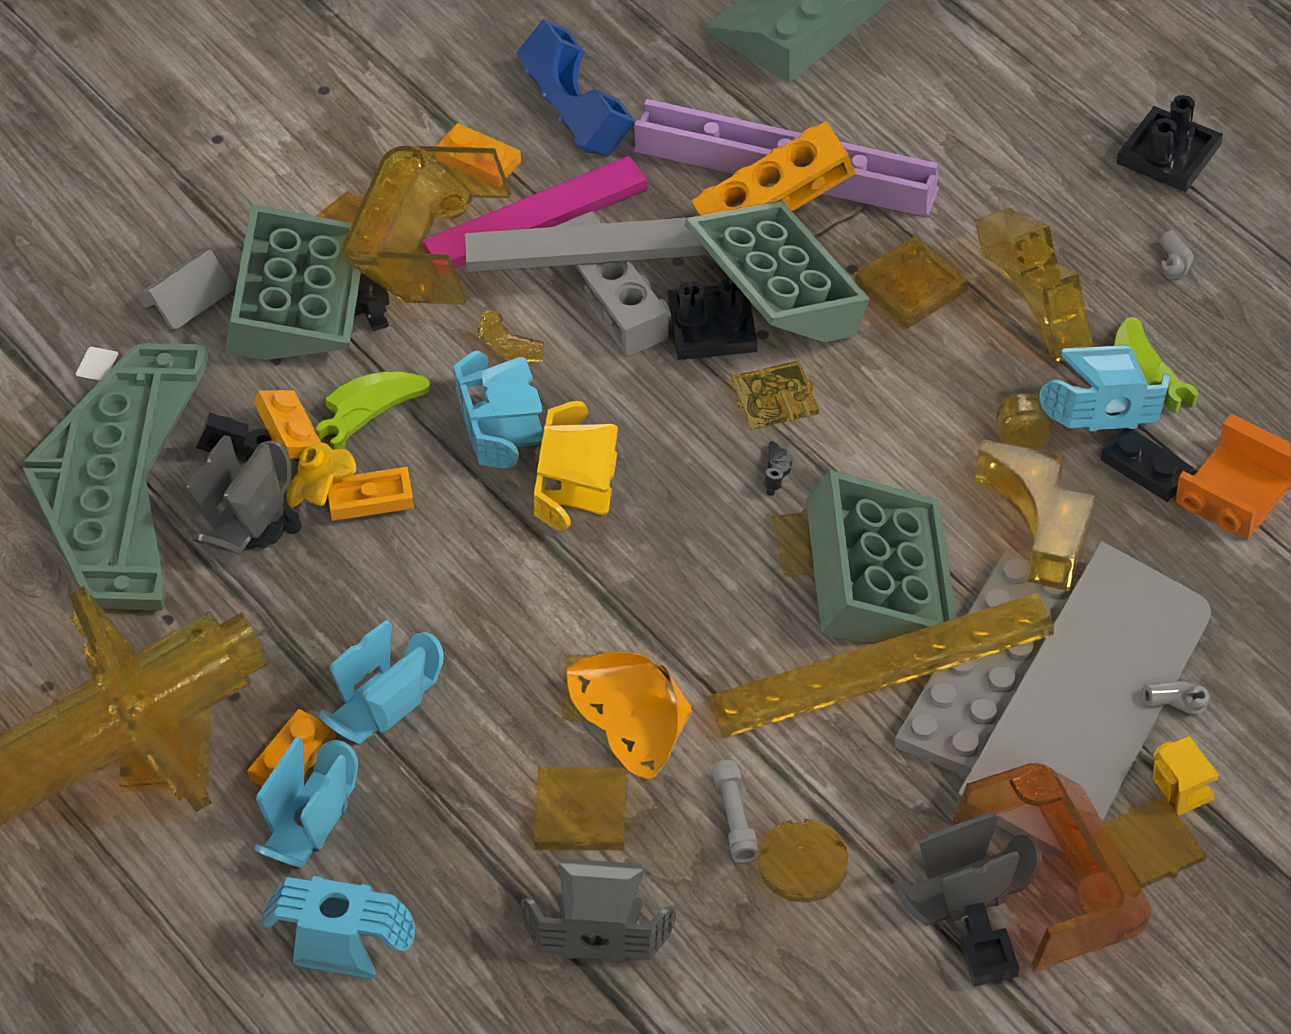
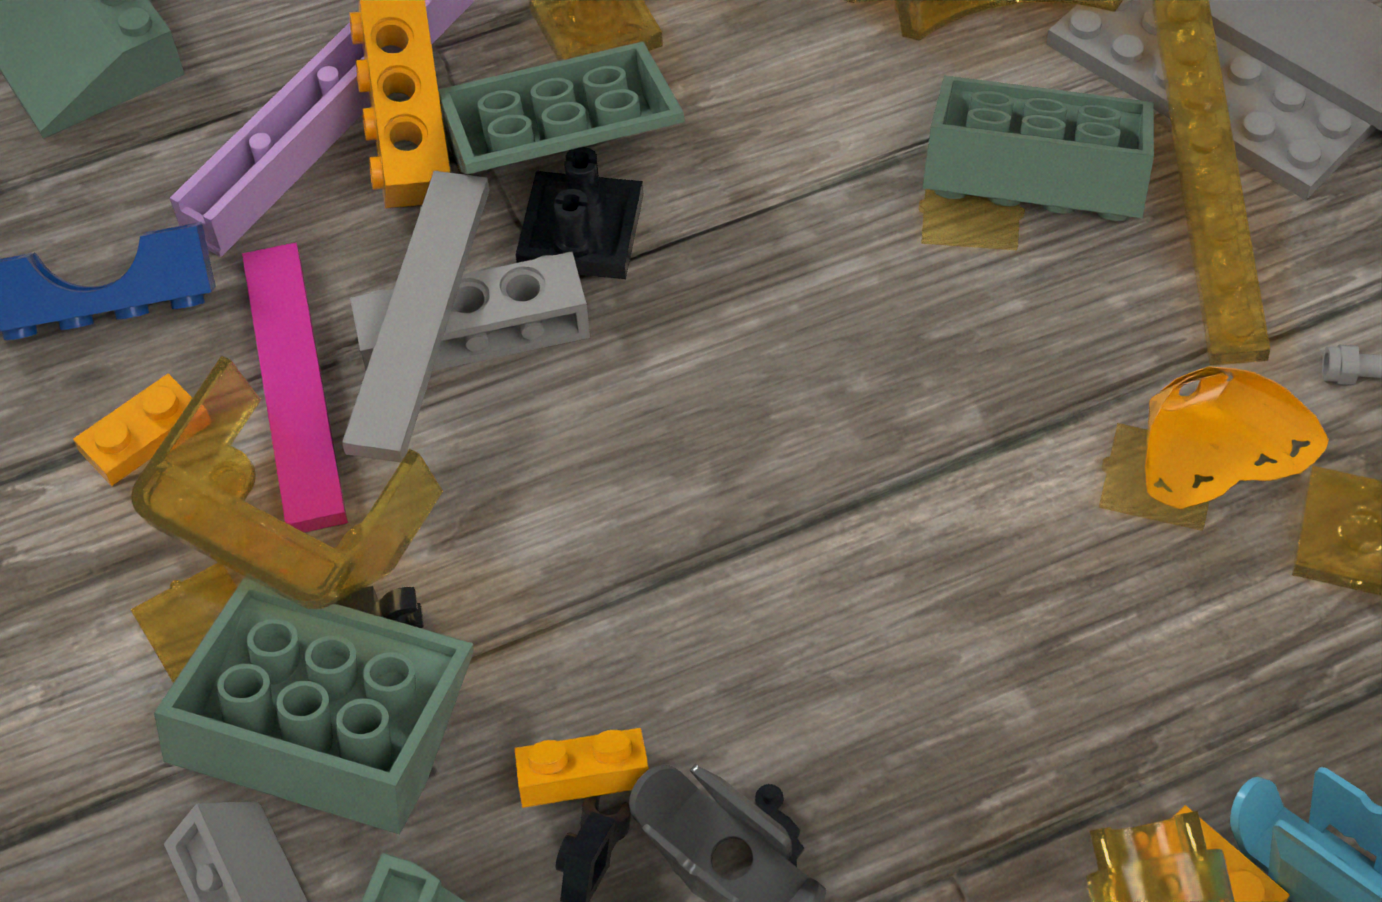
camera: 75 degrees left, 5 degrees up
(316, 471) = (711, 732): yellow plate -> none
(366, 399) = (564, 660): lime piece -> none
(370, 494) = (754, 681): light orange plate -> none
(388, 693) = (1154, 702): medium azure piece -> none
(506, 343) = (523, 461): clear yellow arm -> none
(506, 416) = (663, 484): medium azure piece -> none
(579, 458) = (802, 406): yellow piece -> none
(774, 395) = (718, 195): clear yellow piece -> none
(778, 467) = (839, 211): black piece -> none

